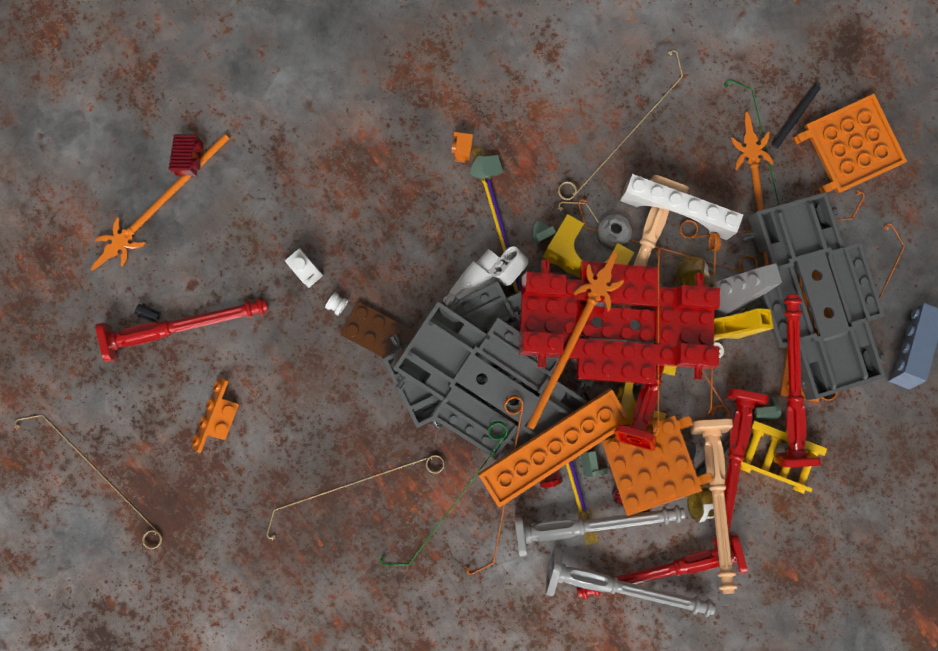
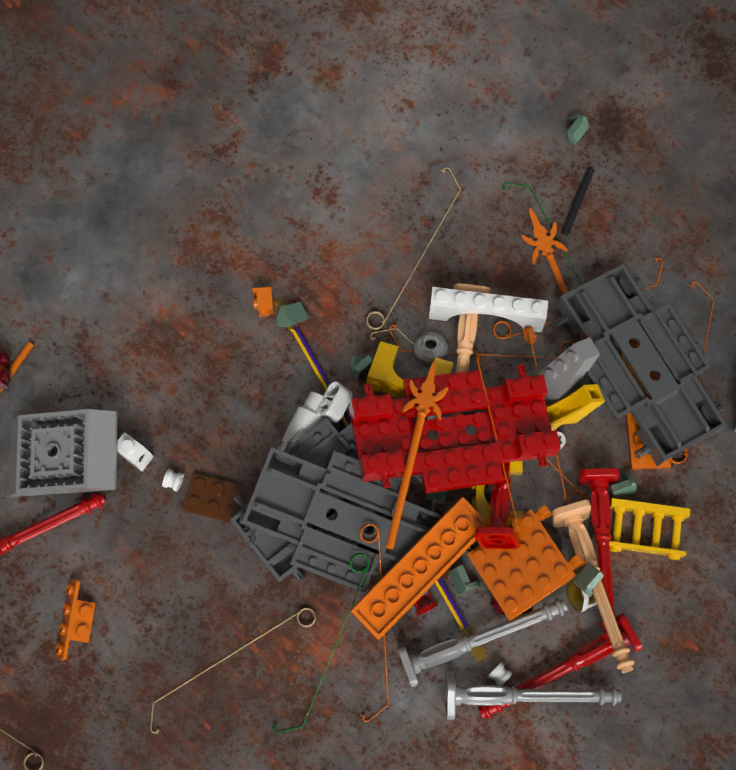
camera: 10 degrees left, 10 degrees down
(256, 259) = (83, 458): none -> light grey slope
(605, 561) = (500, 674): none -> white wheel
(689, 267) = (509, 364): clear yellow piece -> none
(713, 497) = (588, 579): none -> sand green tile
(795, 414) = (648, 477): red piece -> none
(816, 40) = (578, 128): none -> sand green tile
(854, 144) = (639, 215): orange plate -> none

